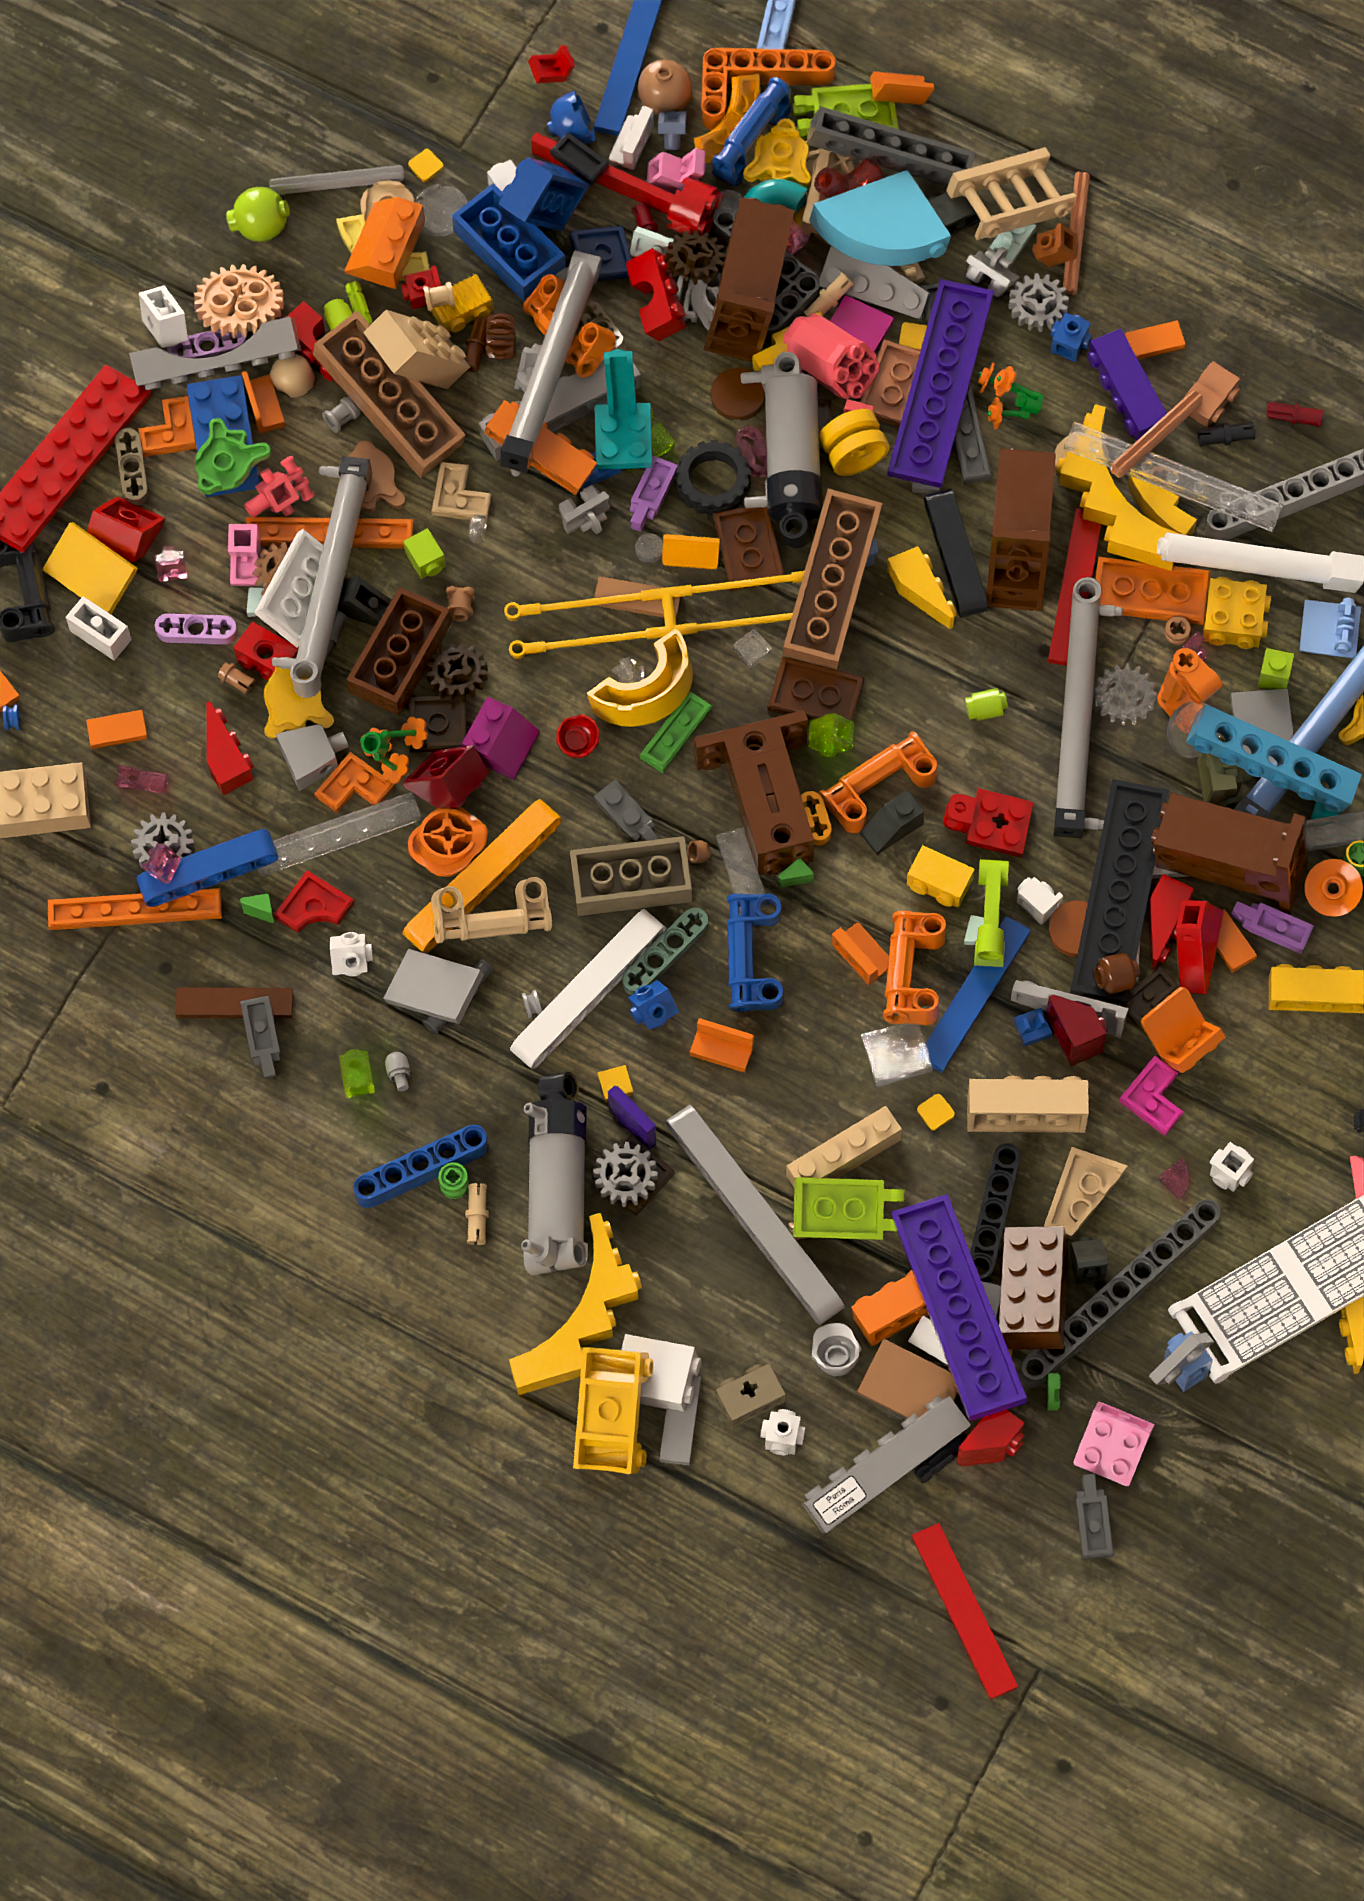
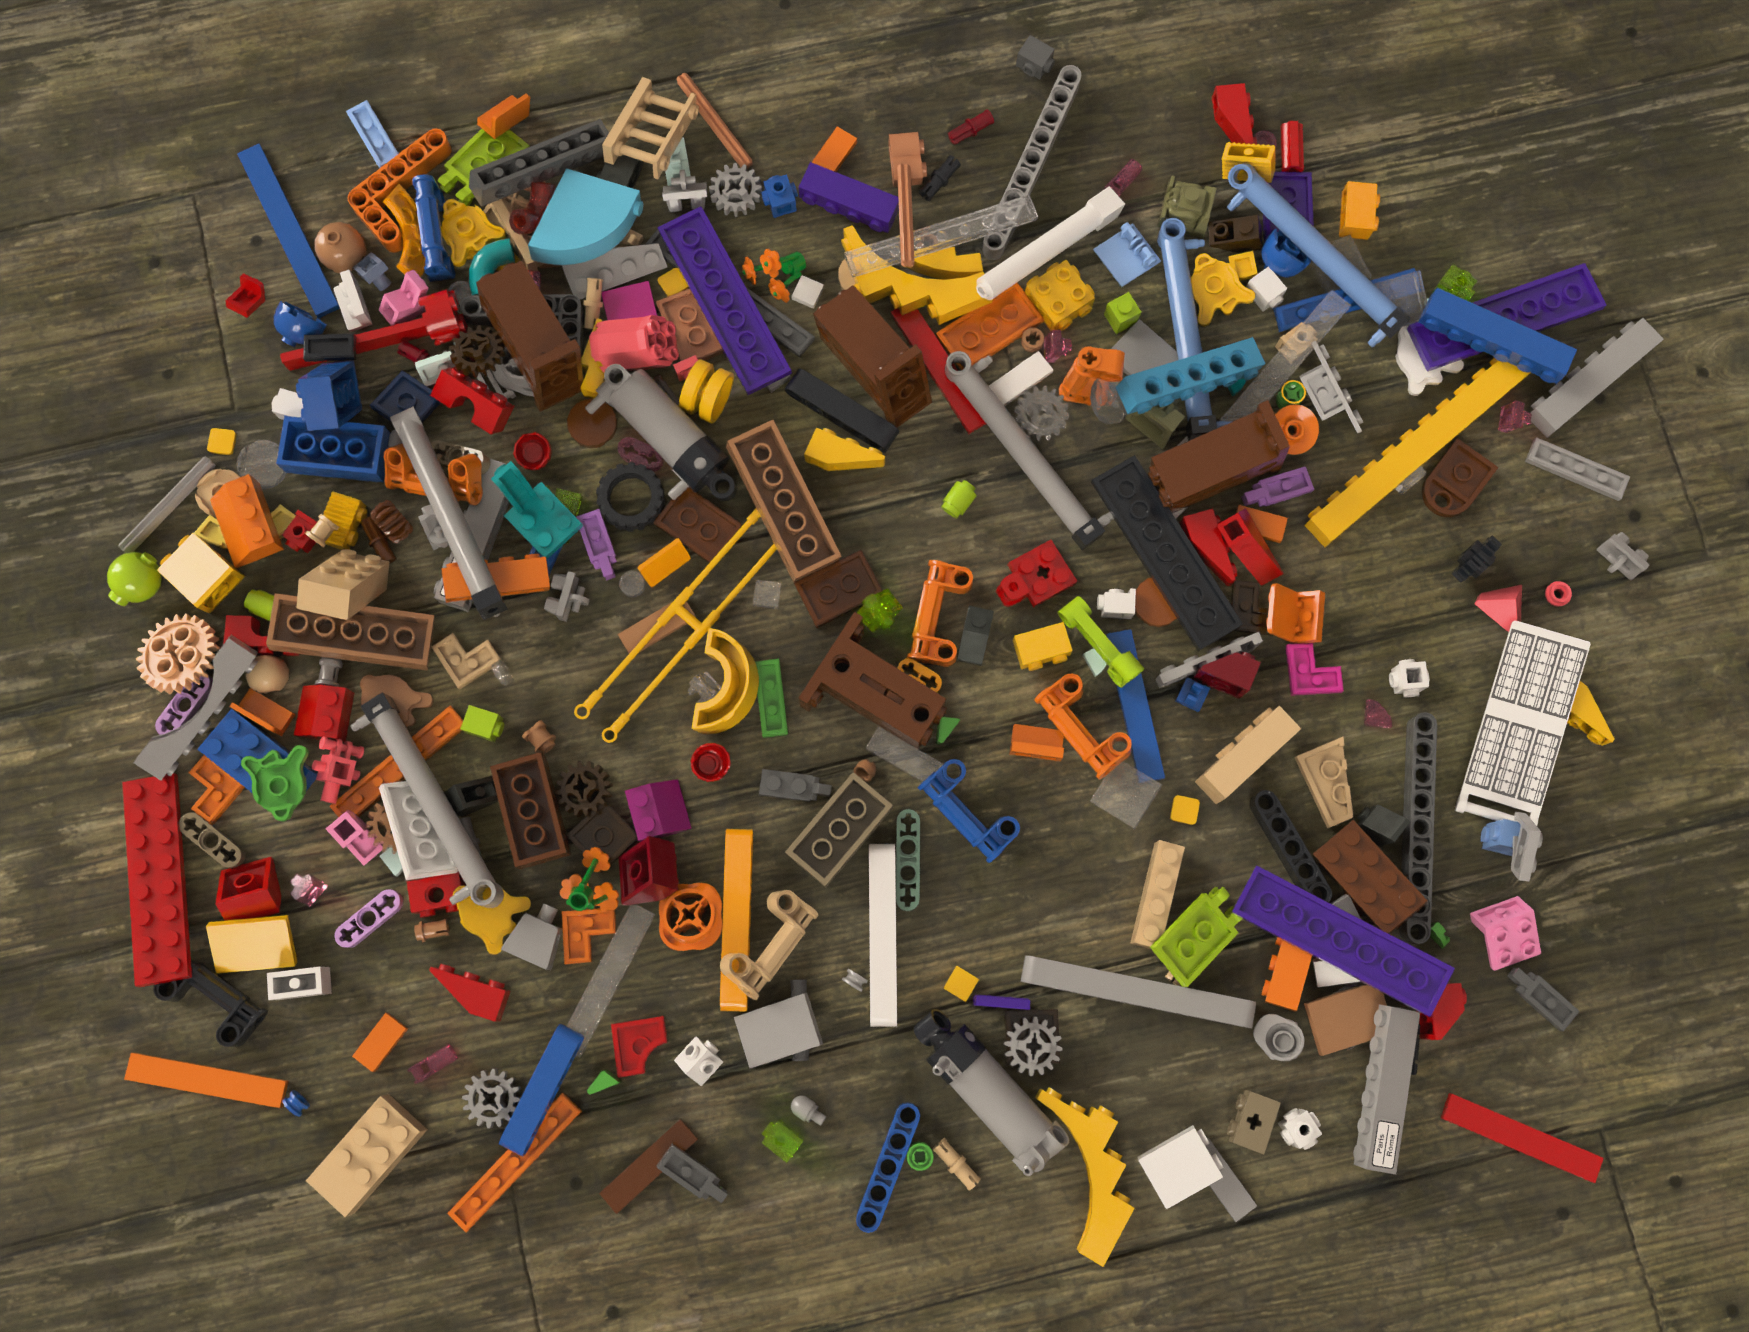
camera: 45 degrees left, 10 degrees up
(162, 863) = (510, 1122): clear pink tile -> none
(163, 316) = (133, 713): white brick -> none
(311, 441) = (324, 712): none -> red slope
(314, 253) = (200, 573): none -> slope
(357, 300) = (267, 582): lime axle -> none
(610, 1410) = (1180, 1223): yellow piece -> none
(652, 1005) = (938, 908): blue brick -> none
(667, 375) = (532, 451): none -> red hair
(722, 1045) = (1008, 893): orange panel -> none
(1021, 435) = (807, 292): none -> white tile
(1056, 246) = (711, 141): dark orange brick -> none
(1116, 973) = (1224, 613): reddish brown head -> none
(1137, 652) = (1021, 378): none -> white tile

